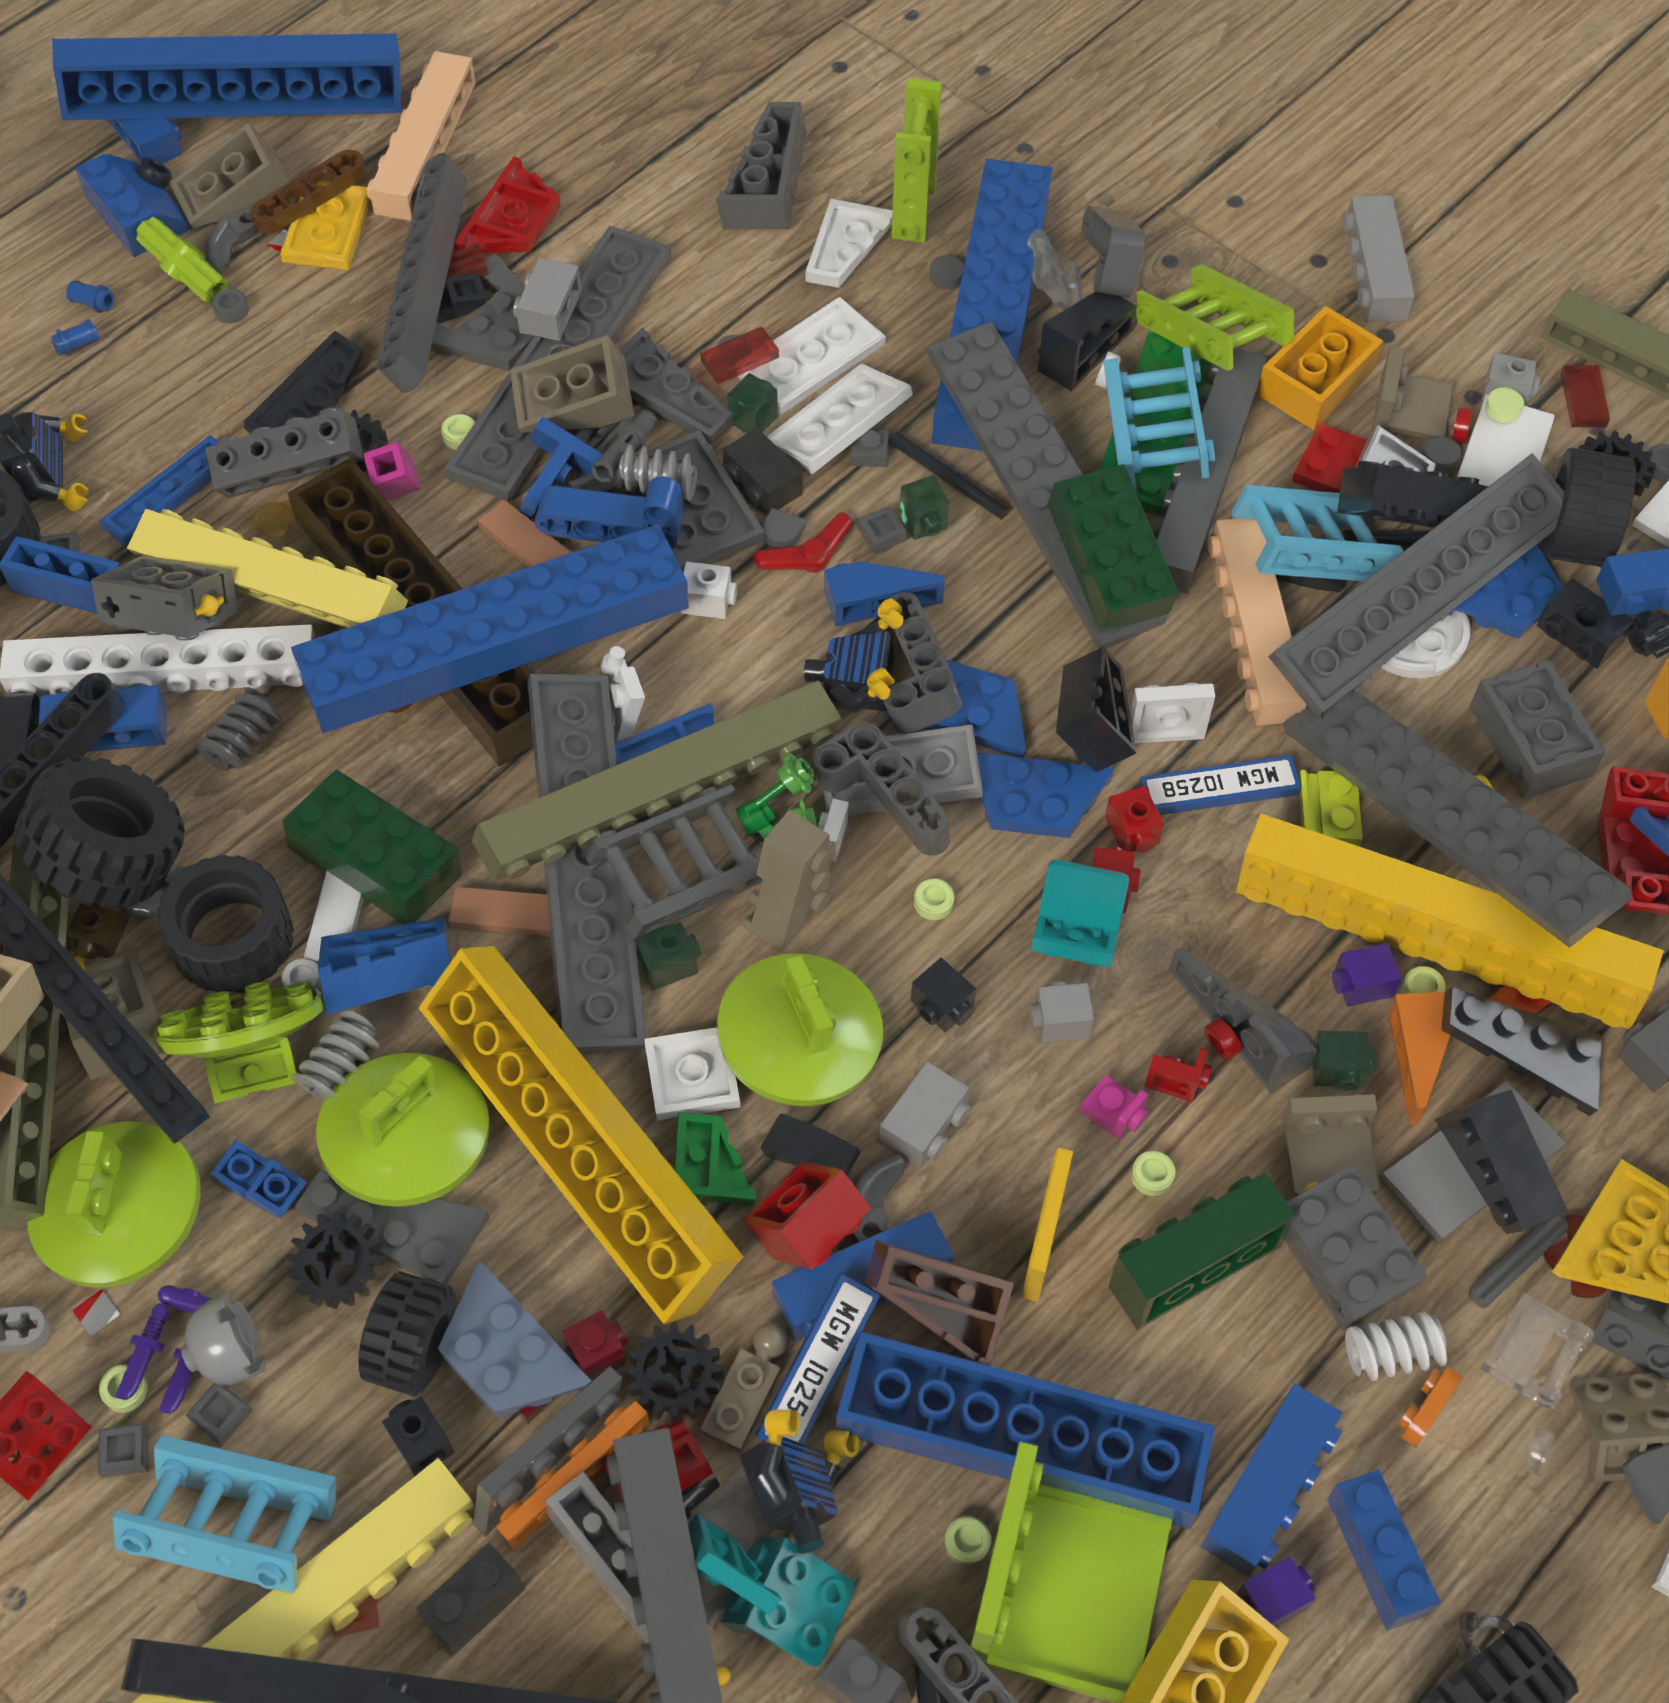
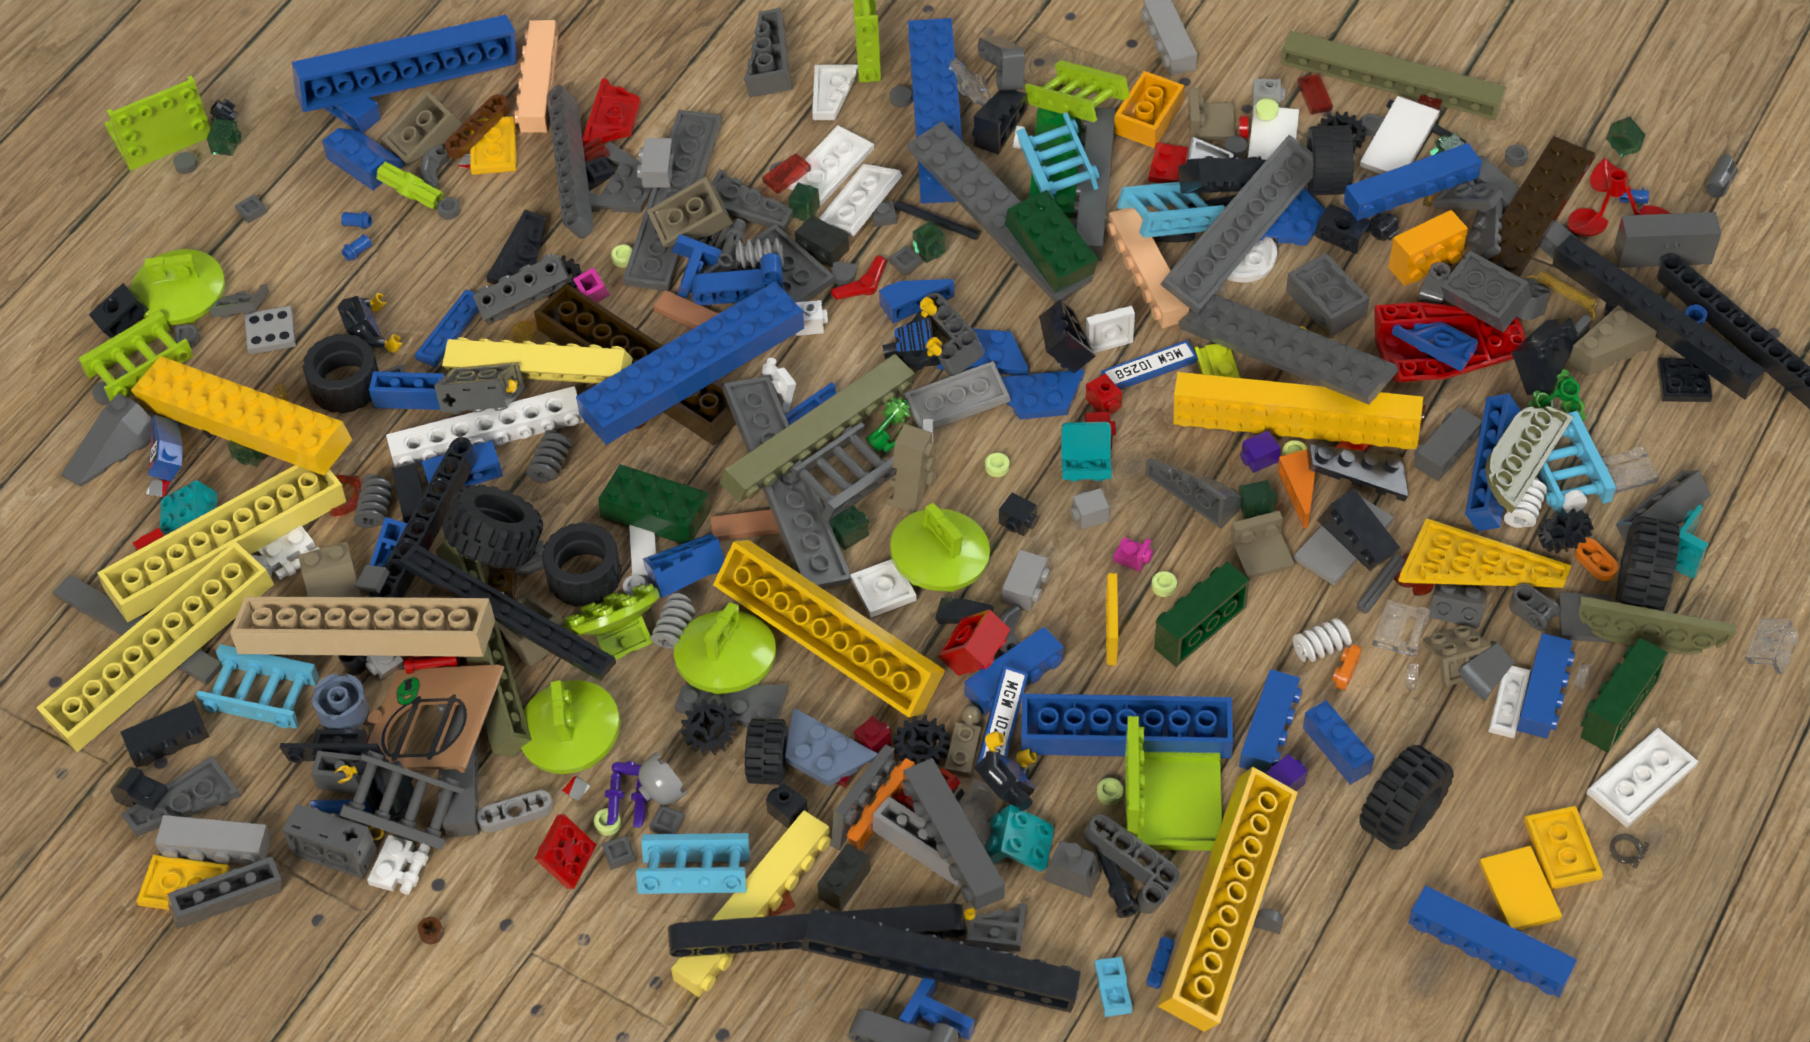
camera: 10 degrees left, 5 degrees down
(153, 172) = (369, 134): black tile -> none
(258, 1180) = (646, 699): blue slope -> none
(709, 1161) = (908, 629): green wing -> none
(724, 1561) = (982, 821): teal wing -> none
(891, 790) = (953, 401): dark grey beam -> none
(944, 1296) = (1061, 665): wedge -> none
(1176, 1078) = (1165, 529): red bracket -> none
(1222, 1039) = (1186, 503): red tile -> none
(1350, 1247) = (1285, 595): dark grey piece -> none

